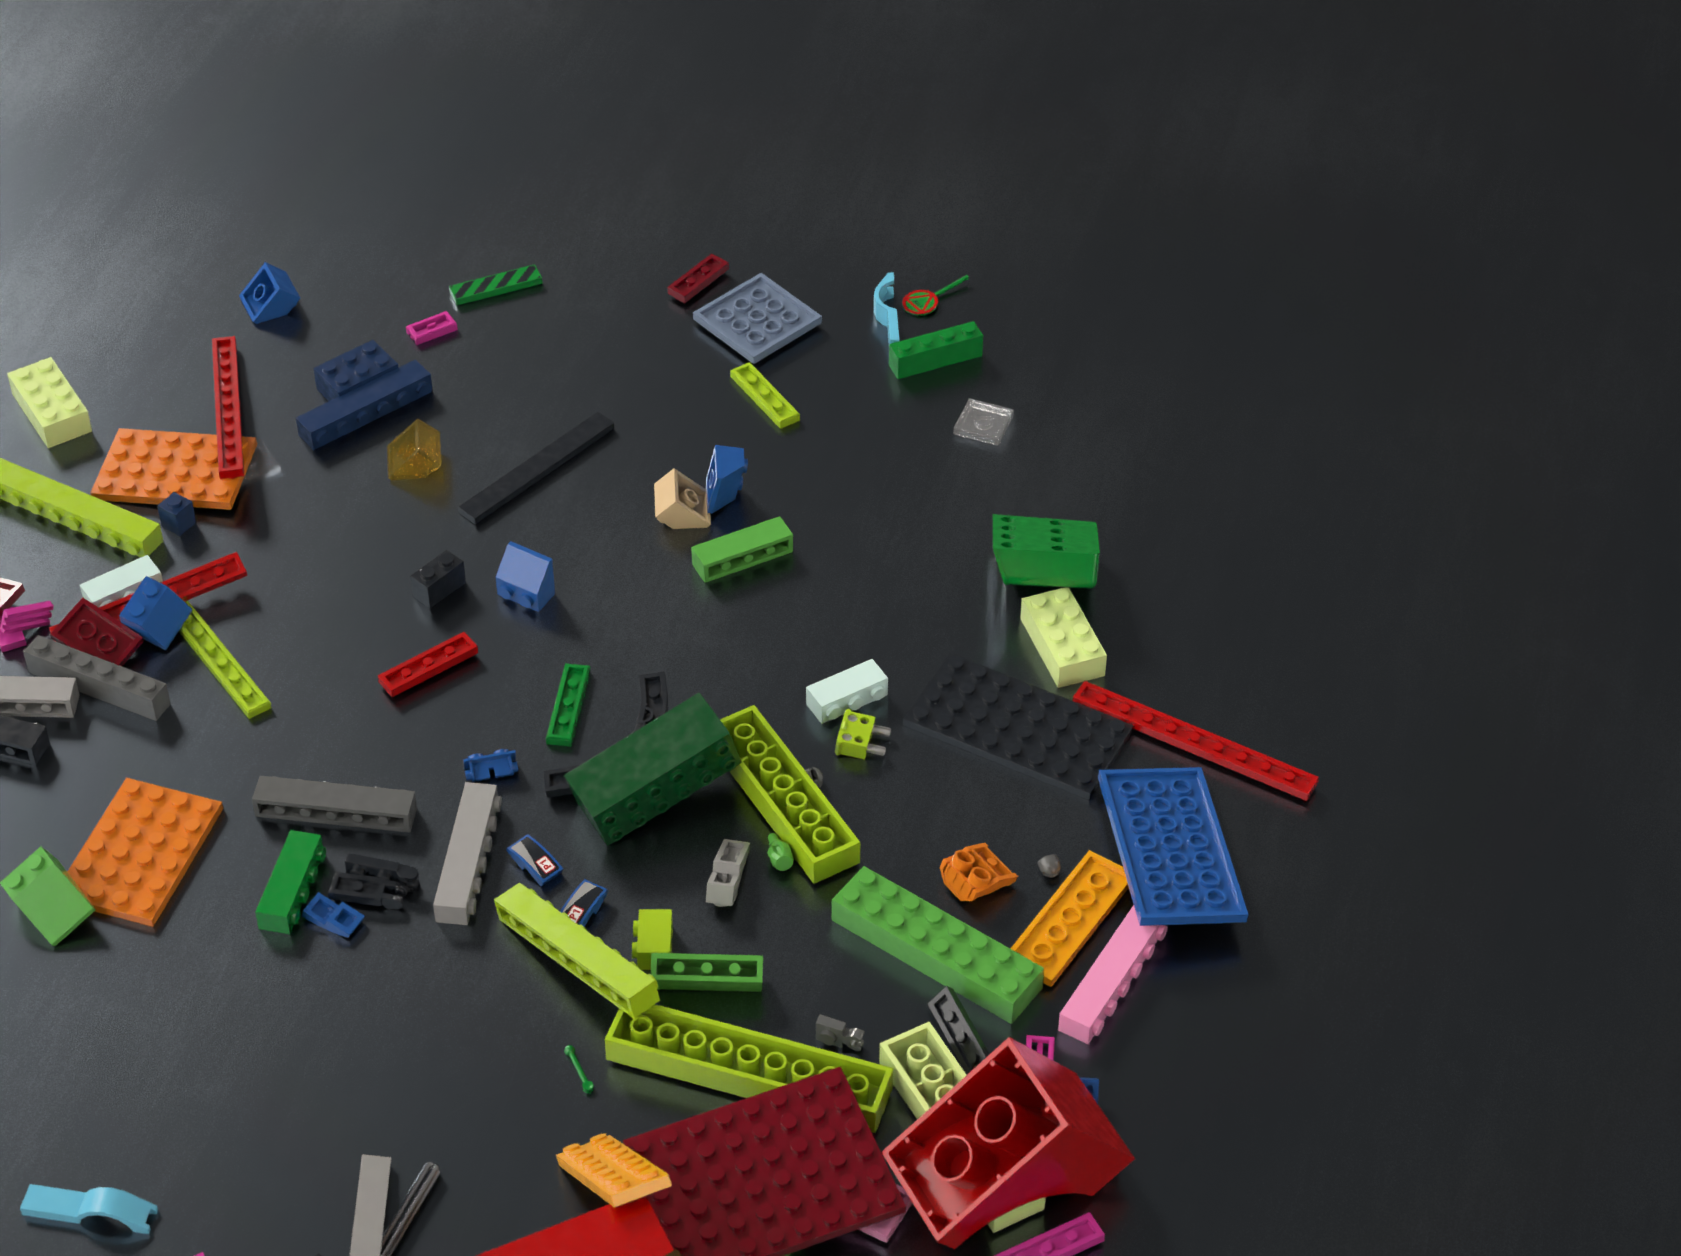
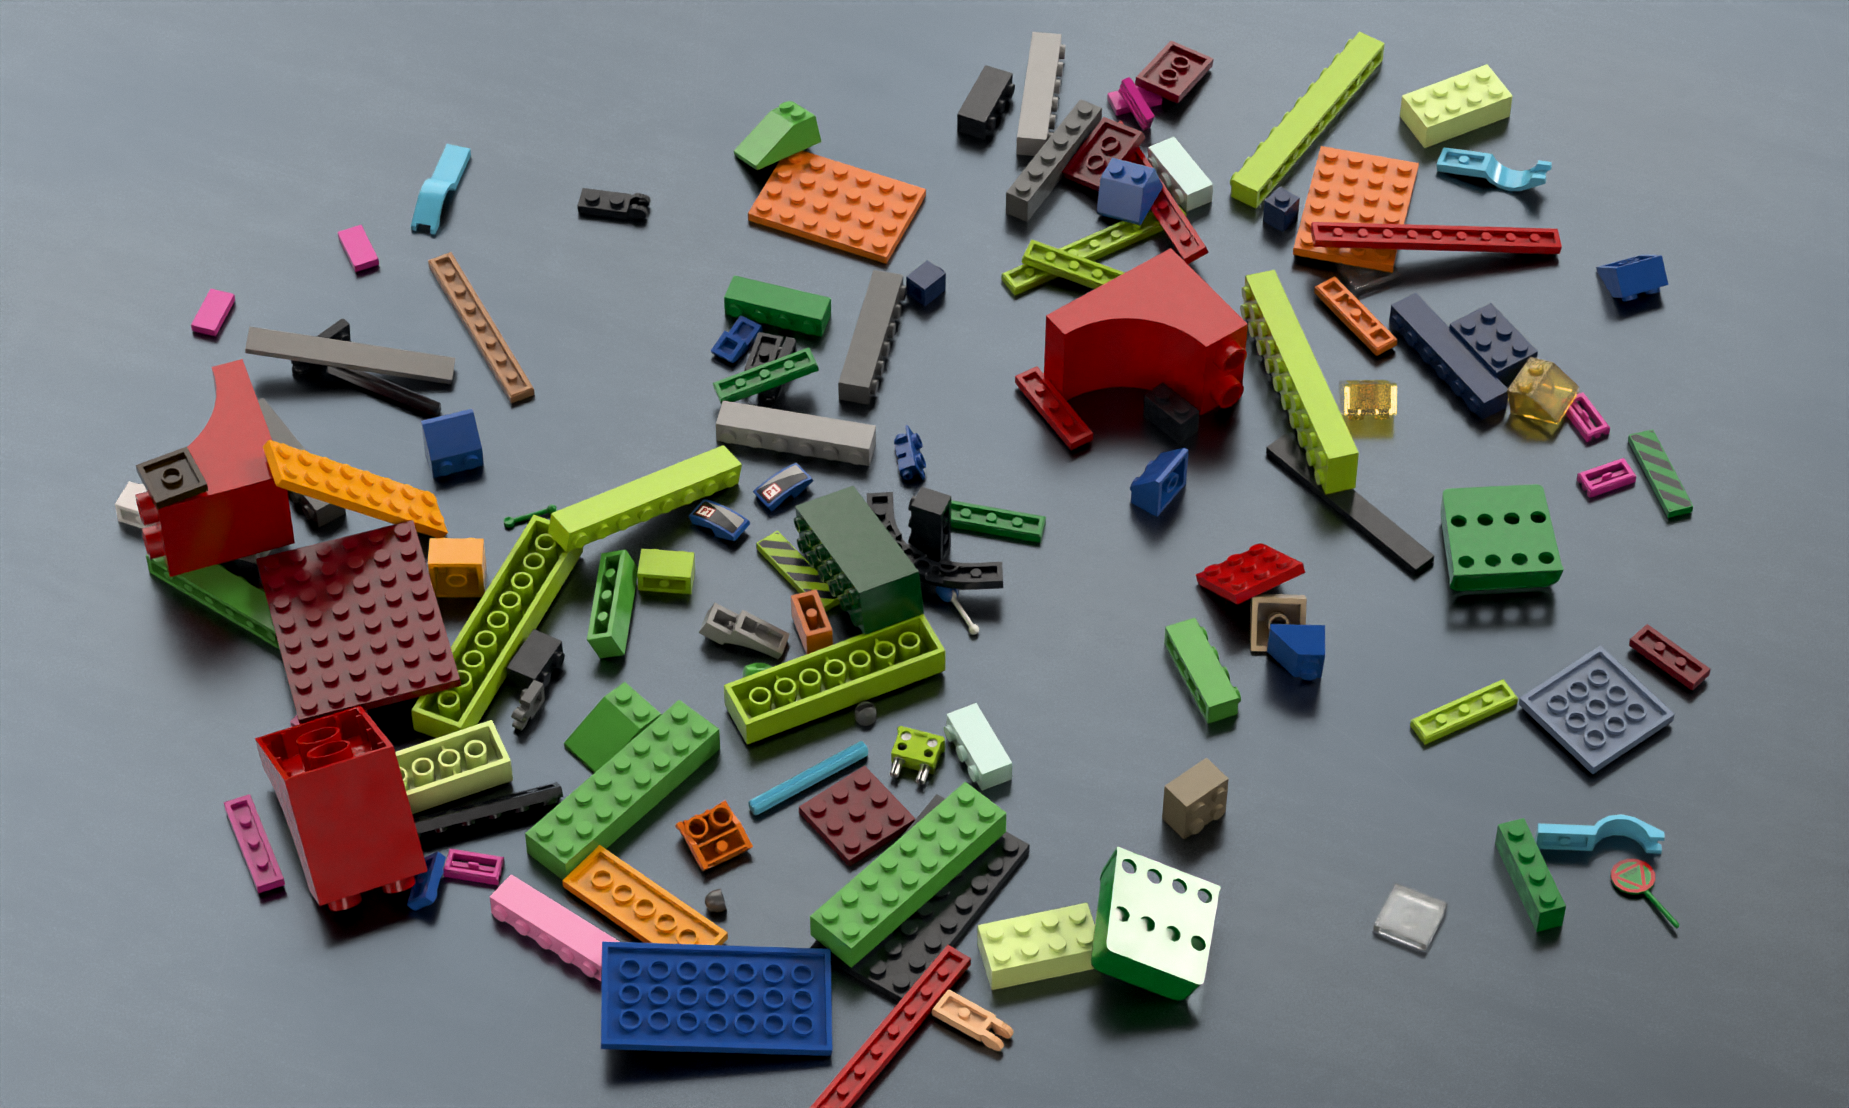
camera: 95 degrees right, 5 degrees up
(125, 1044) = (613, 204): none -> black hinge
(126, 388) = (1486, 166): none -> medium azure piece
(255, 642) = (1068, 265): none -> lime tile
(261, 762) = (926, 283): none -> dark blue brick
(305, 1145) = (481, 328): none -> medium nougat tile
(311, 465) = (1355, 316): none -> orange plate
(360, 562) = (1147, 331): none -> red brick
(401, 872) = (766, 376): none -> green tile
(406, 485) = (1299, 382): none -> lime brick
(409, 343) = (1541, 391): none -> clear yellow slope
(498, 1135) = (452, 443): none -> blue slope
(515, 322) = (1609, 480): none -> dark pink tile
(587, 365) = (1499, 538): none -> piece
(603, 718) = (930, 523): none -> black brick
(636, 514) = (1250, 573): none -> red plate
(642, 841) = (795, 568): none -> lime tile
(669, 1095) = (457, 567): none -> light orange brick
(717, 815) = (811, 621): none -> orange brick
(784, 1025) = (535, 660): none -> black brick
(861, 961) = (611, 726): none -> bright green slope
(894, 538) = (1195, 798): none -> dark tan brick
(895, 813) = (808, 778): none -> medium azure axle
(932, 776) = (856, 816): none -> dark red plate
(1012, 717) = (908, 874): none -> bright green brick
(1145, 679) = (971, 1020): none -> light nougat hinge

